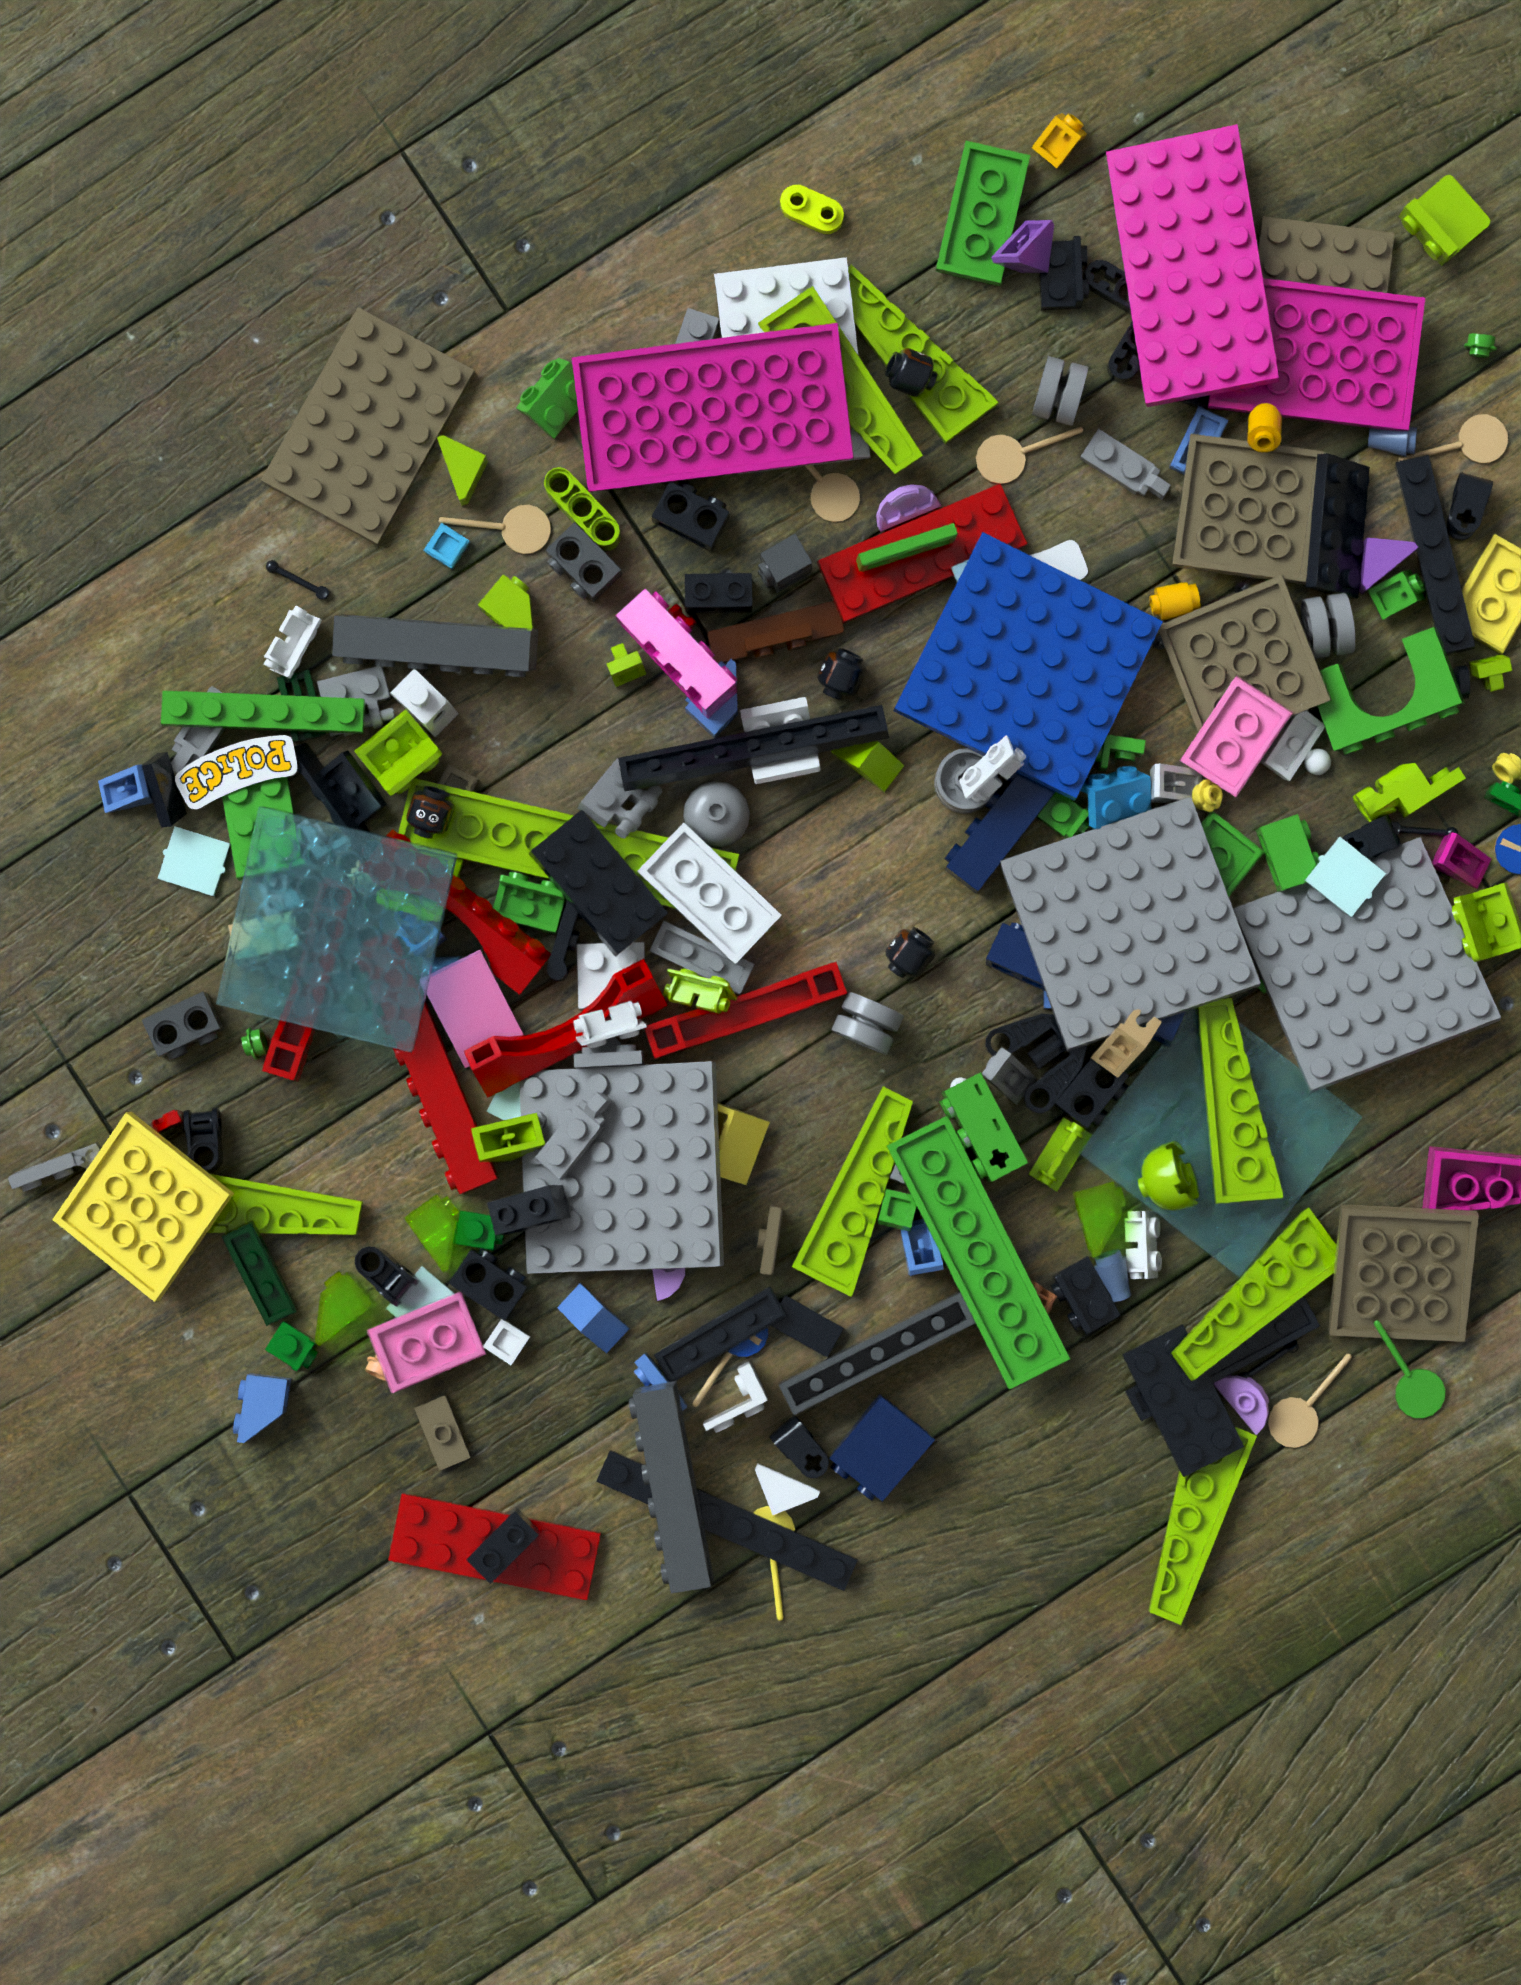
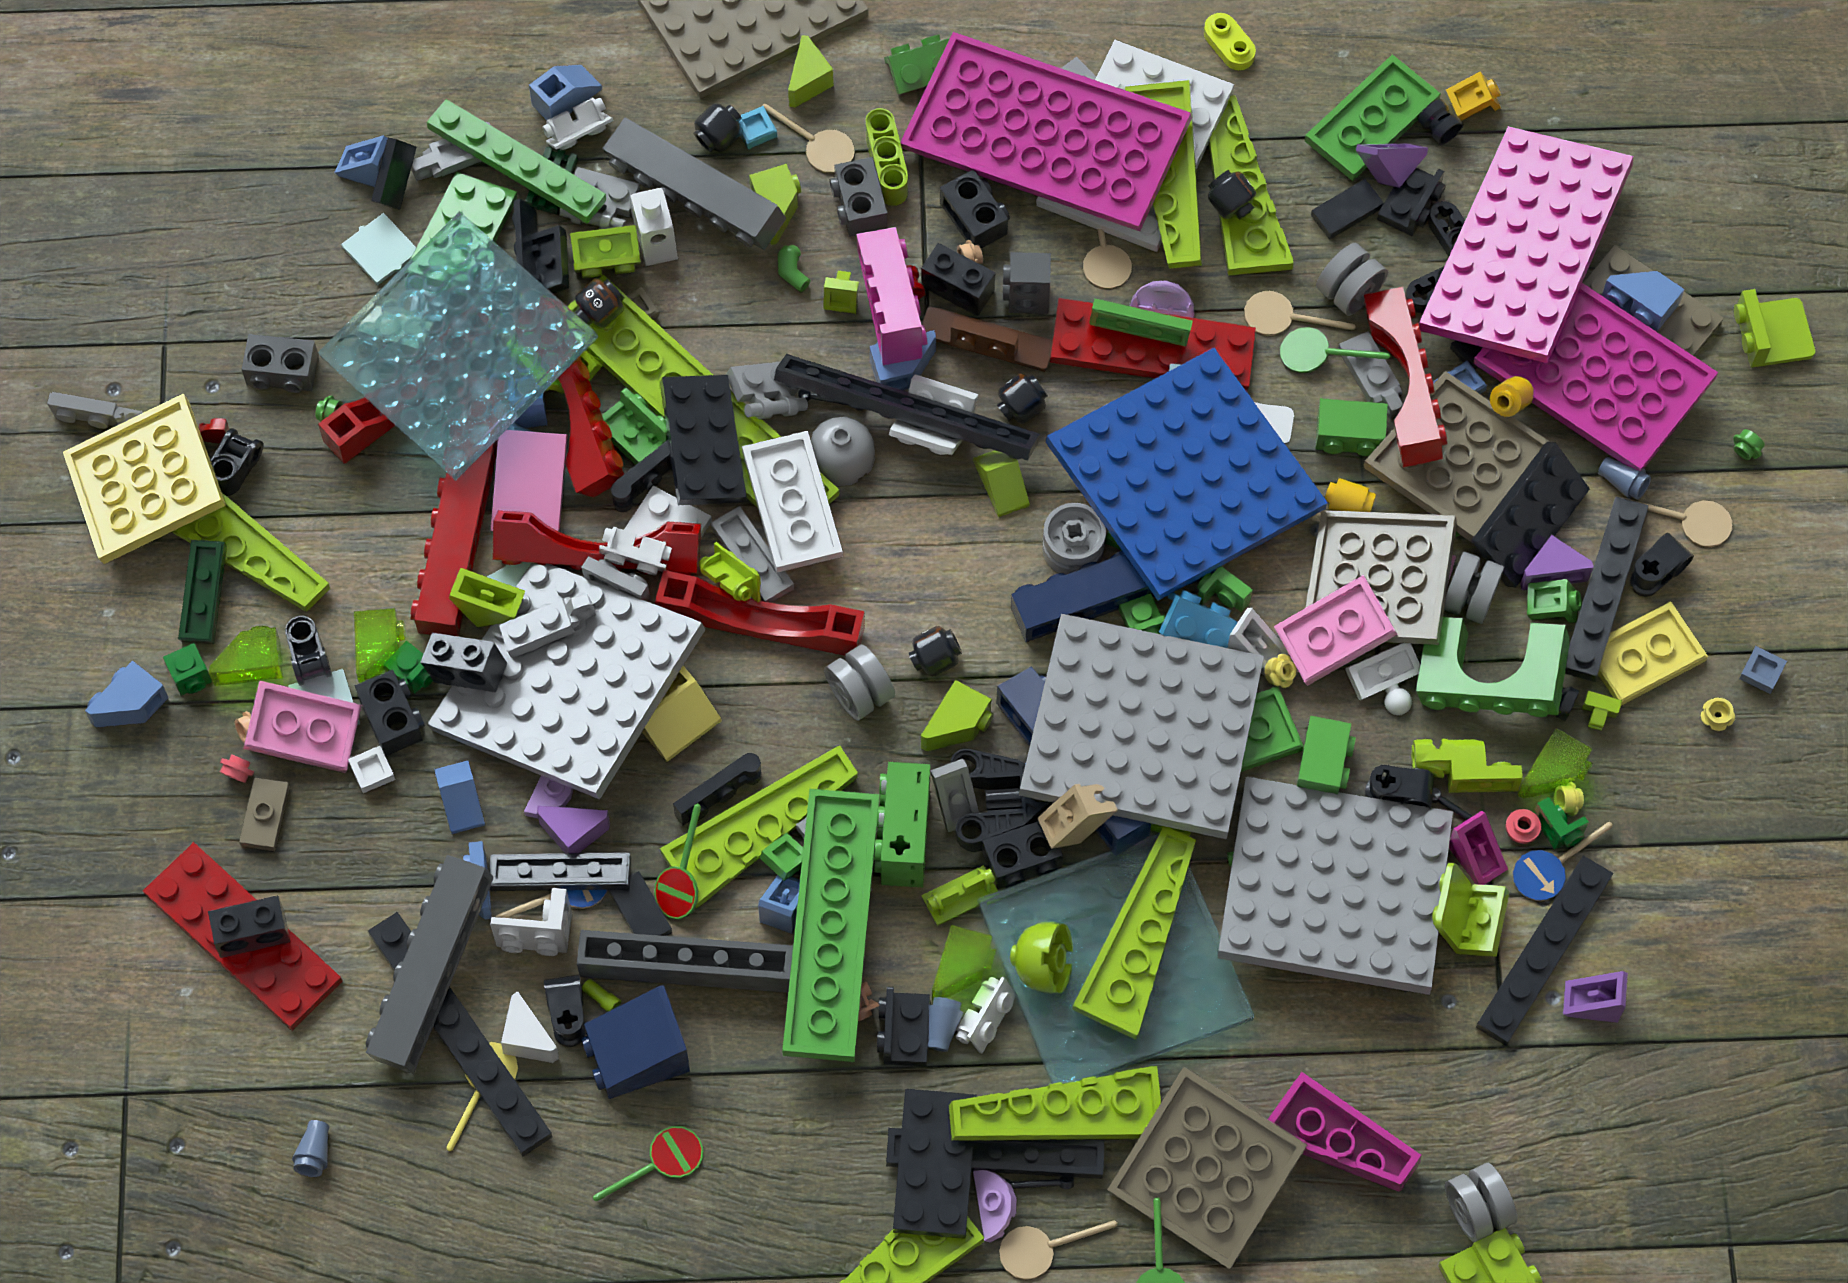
camera: 30 degrees right, 20 degrees down
(236, 768) = (463, 189): sticker -> none
(259, 615) = (562, 90): none -> medium blue slope
(321, 592) = (628, 106): black hinge -> none
(394, 1410) = (236, 768): none -> coral plate
(417, 570) = (718, 127): none -> black head
(562, 667) = (788, 269): none -> bright green arm
(674, 1690) = (312, 1151): none -> sand blue cone
(706, 1293) = (573, 827): none -> medium lavender slope
(712, 561) = (971, 251): none -> light nougat plate
(768, 1240) = (654, 817): dark tan plate -> none
(807, 1184) = (719, 787): none -> black plate
(823, 1292) = (675, 886): none -> piece
(829, 1419) = (606, 1000): none -> lime piece
(964, 1513) = (673, 1153): none -> piece
(965, 1000) = (957, 718): none -> lime slope
(980, 780) = (1110, 522): white hinge -> none
(1011, 317) = (1347, 209): none -> black tile
(1038, 180) = (1440, 122): none -> black wheel
(1055, 477) = (1308, 349): none -> piece
(1120, 416) = (1416, 424): none -> arch
(1137, 532) = (1350, 426): none -> bright green brick
(1323, 259) = (1644, 296): none -> medium blue slope
(1345, 876) = (1362, 797): light aqua piece -> none
(1475, 819) = (1520, 835): none -> coral plate
(1483, 744) = (1557, 765): none -> clear neon green slope

